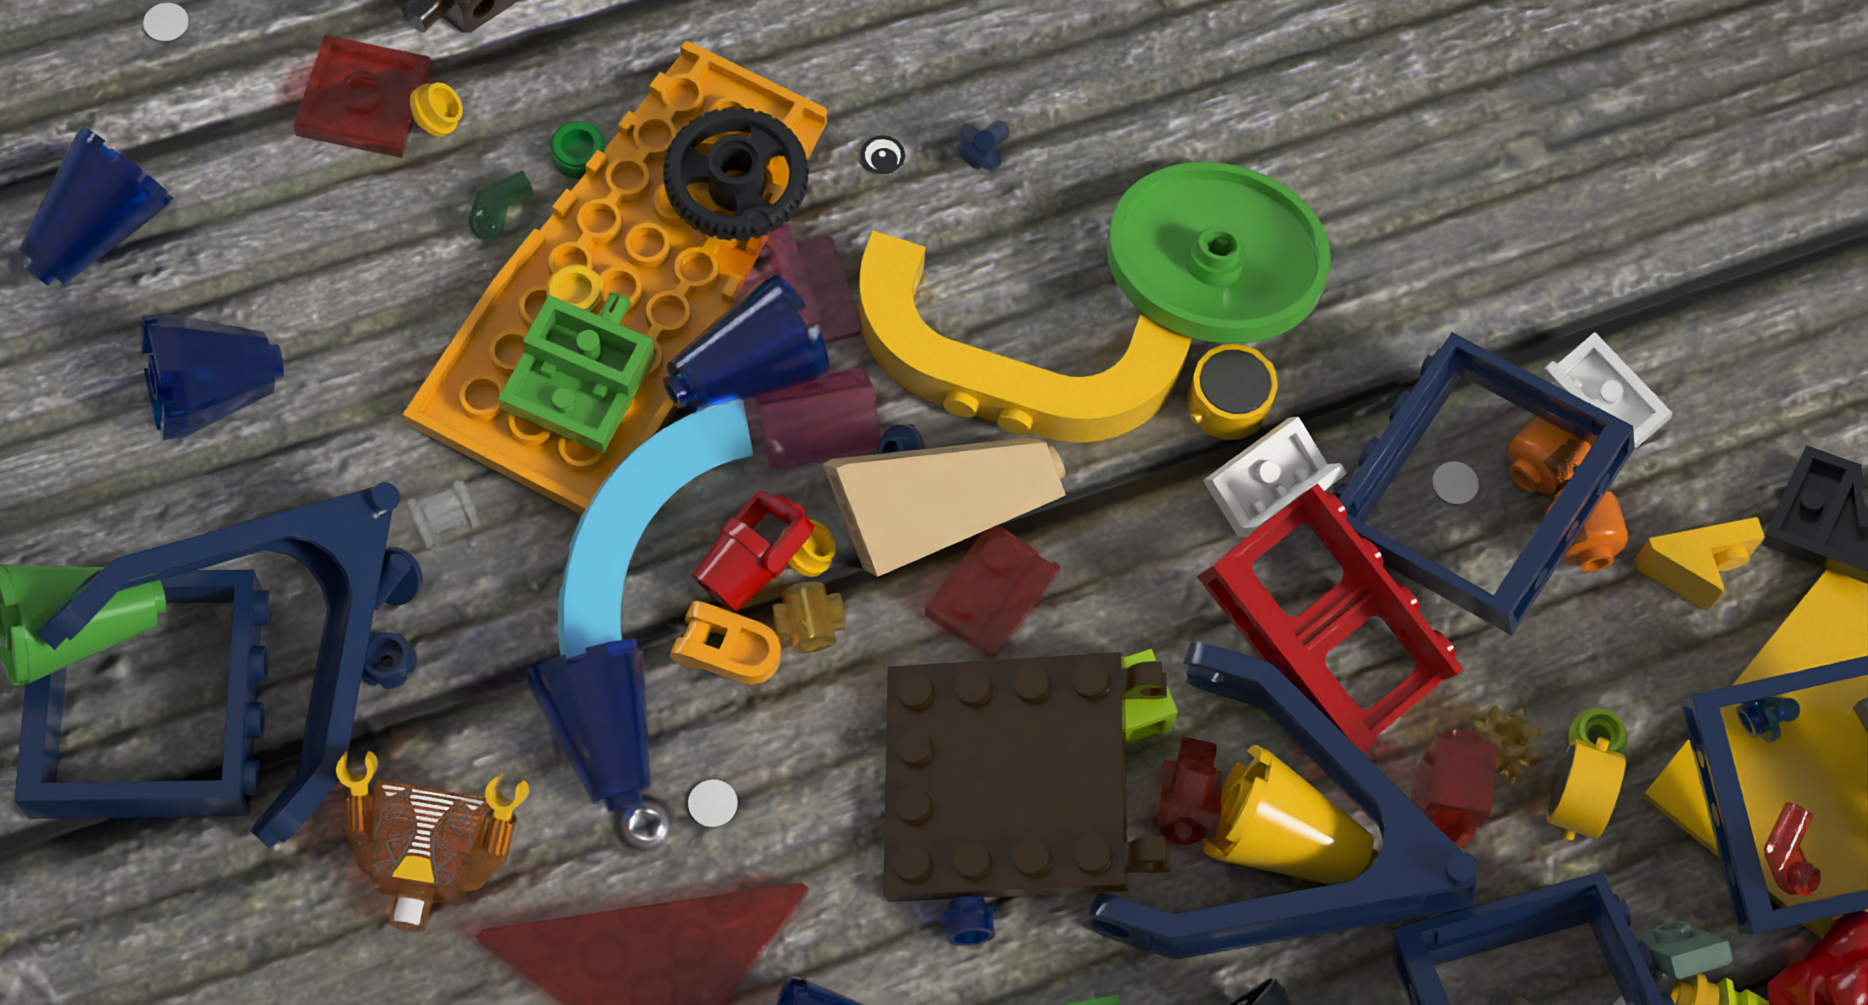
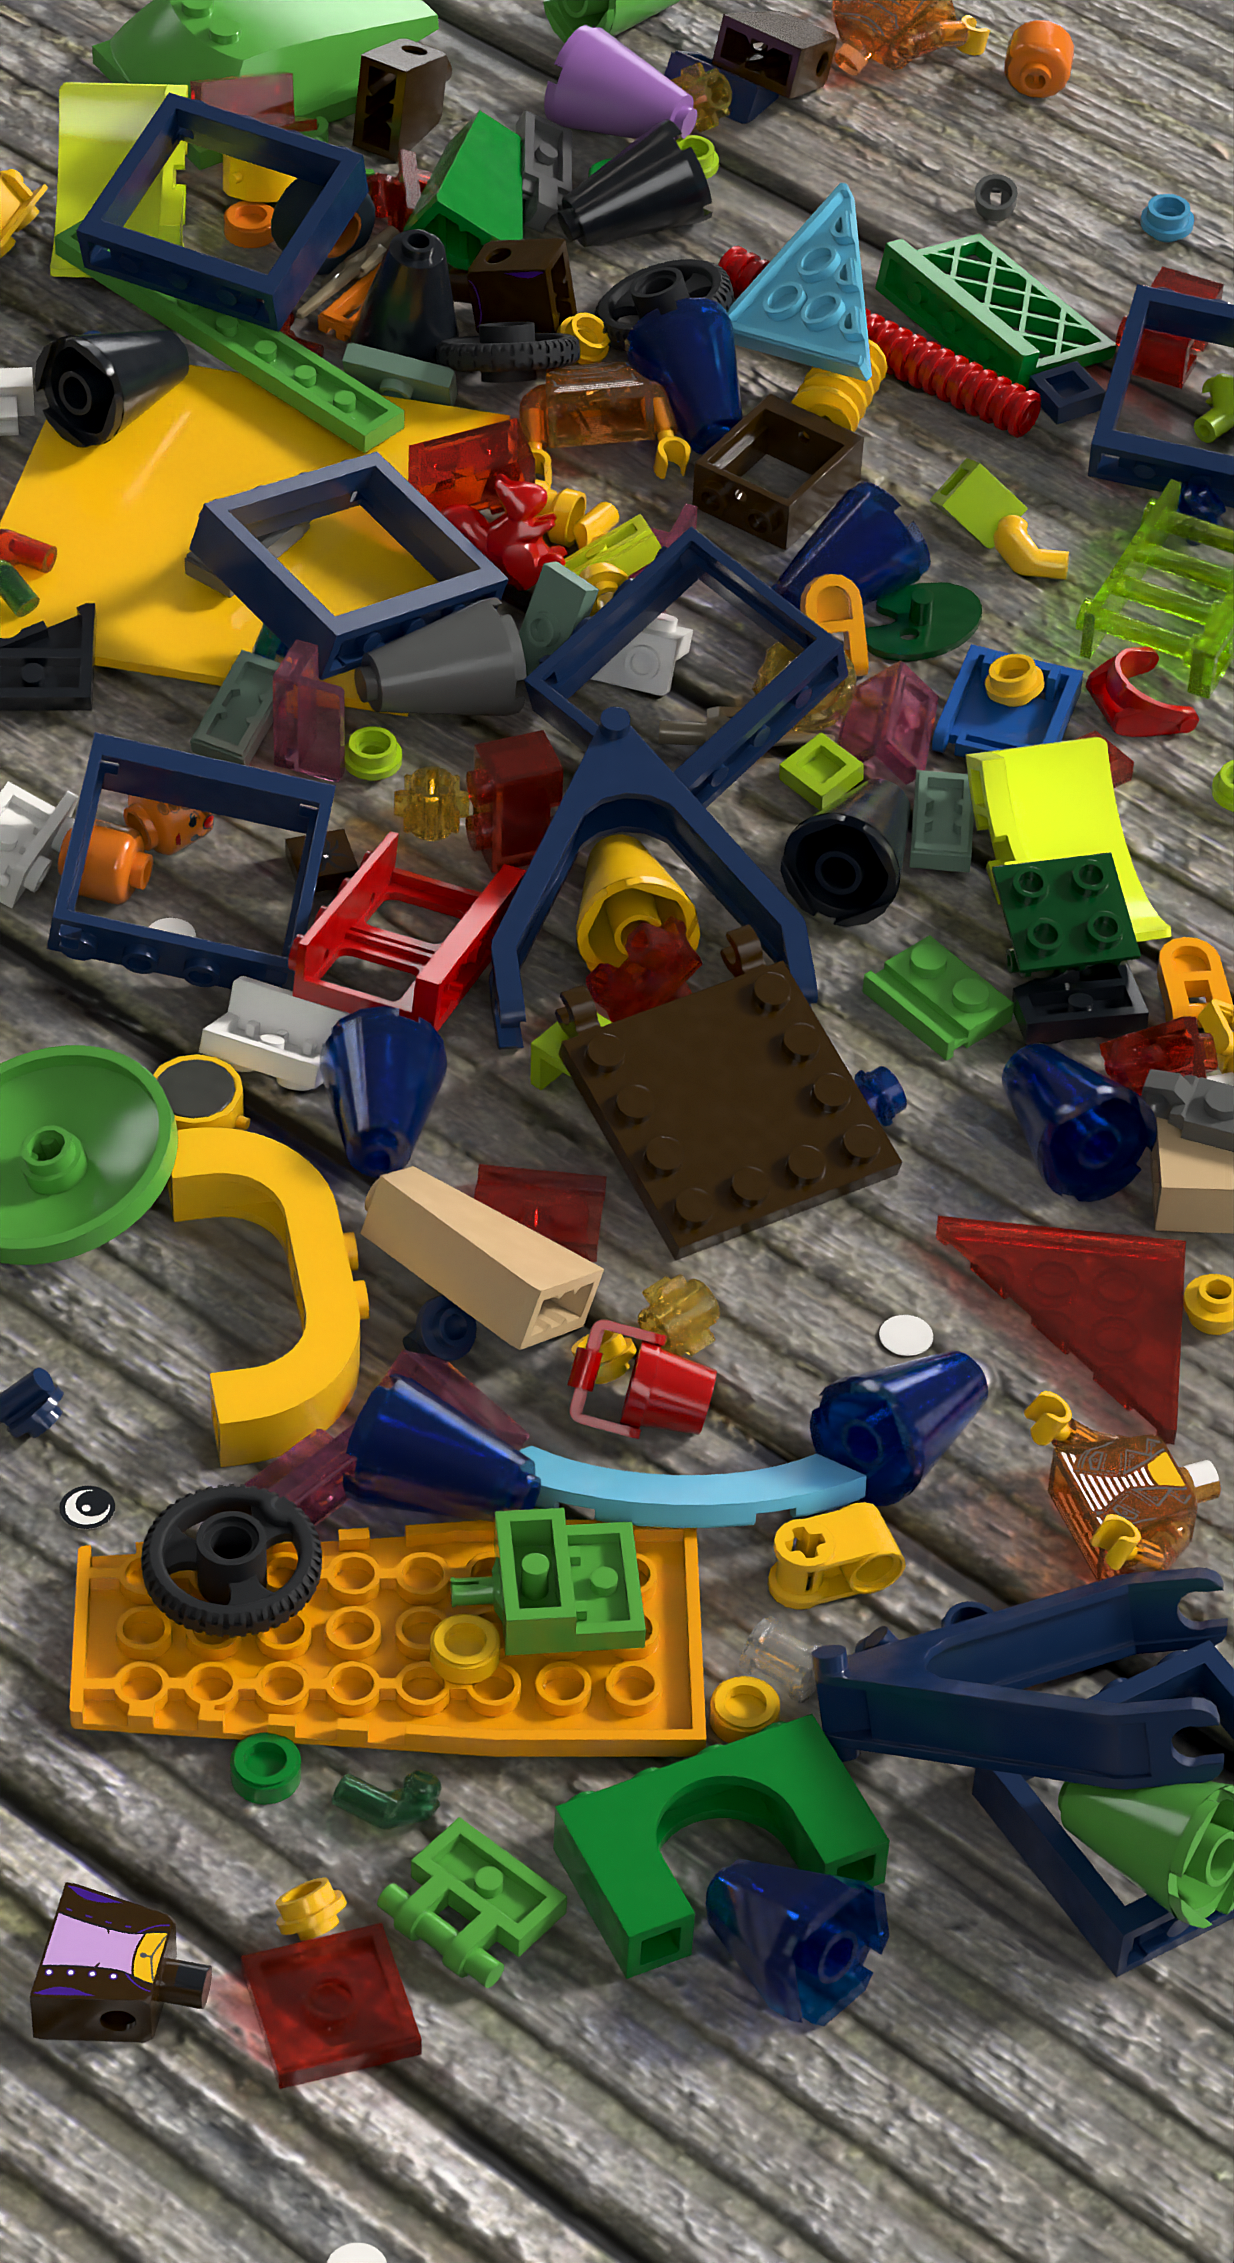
camera: 115 degrees left, 20 degrees down
(89, 209) = (676, 2148): clear blue cone -> none
(339, 446) = (774, 1779): none -> green arch
(380, 221) = (483, 1885): none -> bright green plate
(426, 470) = (742, 1708): none -> yellow tile
(511, 608) = (840, 1551): none -> yellow piece
(746, 655) = (747, 1356): light orange plate -> none
(1139, 495) = (382, 1085): none -> clear blue cone
(1480, 640) = (336, 859): none -> dark brown tile
(1586, 788) = (440, 727): yellow piece -> none
(1655, 673) = (307, 717): none -> clear pink panel
(1659, 823) = (448, 667): none -> dark grey cone
(1692, 559) = (124, 717): yellow slope -> none
(1696, 649) = (239, 712): none -> sand green plate
(1785, 855) = (428, 559): clear red arm -> none

